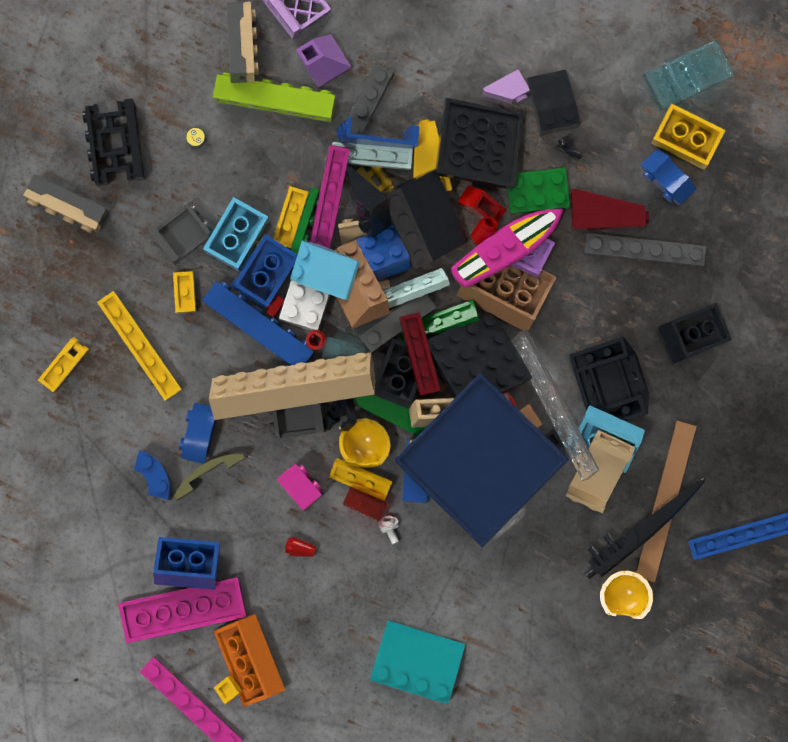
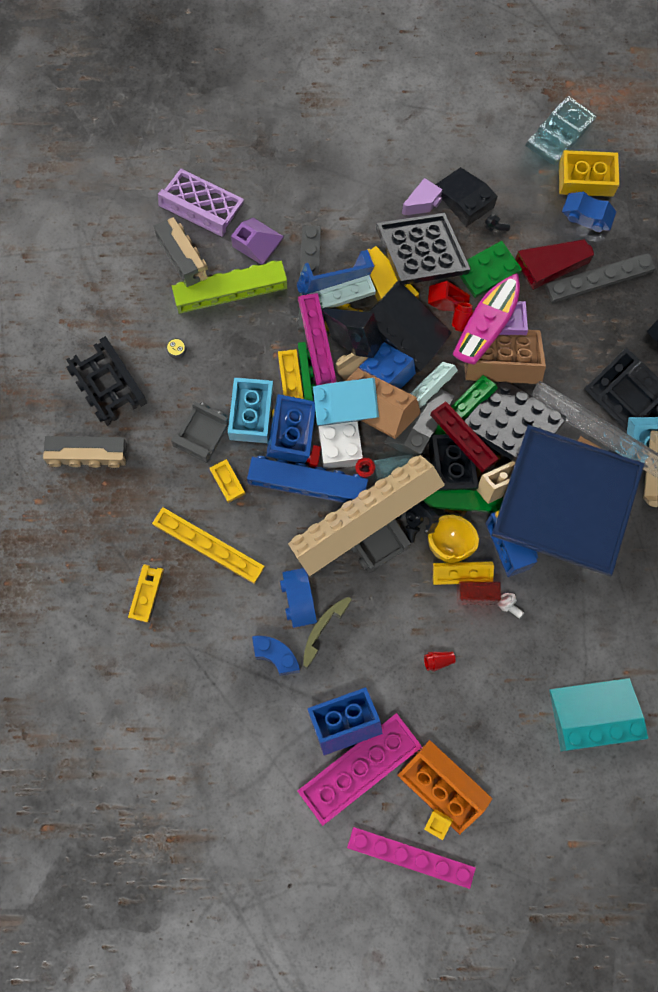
camera: 30 degrees left, 10 degrees down
(300, 487) = (415, 602): dark pink brick -> none

